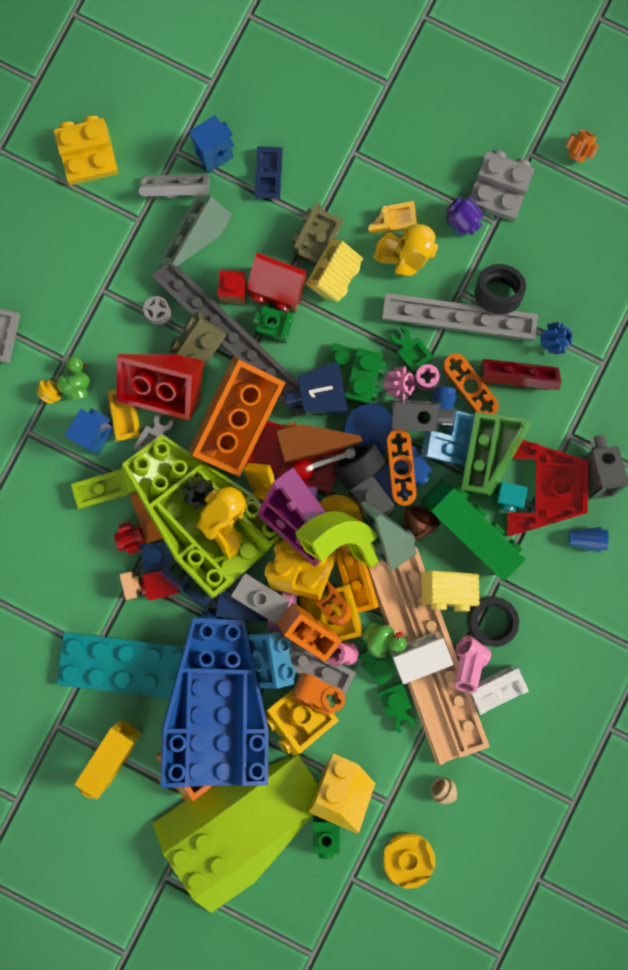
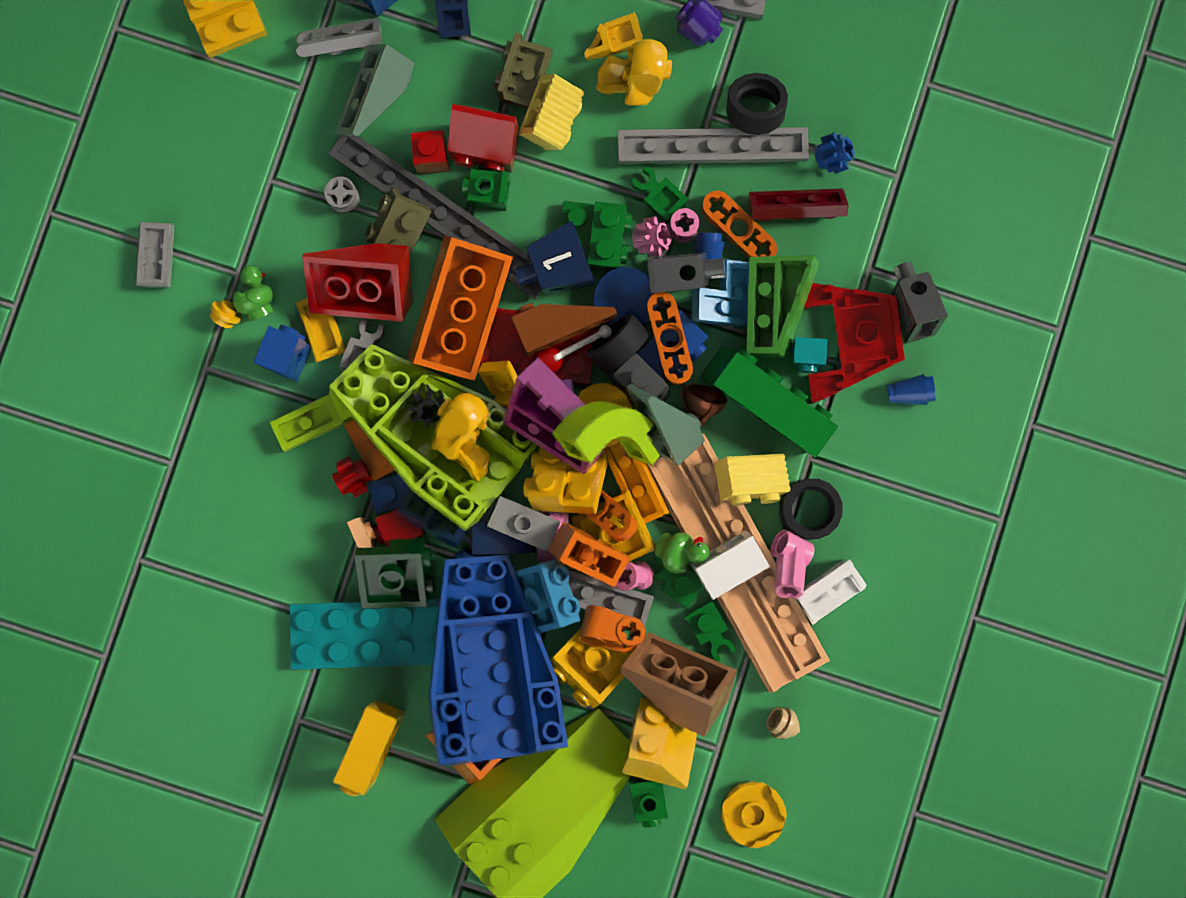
camera: 10 degrees left, 0 degrees up
(151, 622) = (395, 574): none -> dark green plate
(366, 746) = (680, 682): none -> medium nougat slope

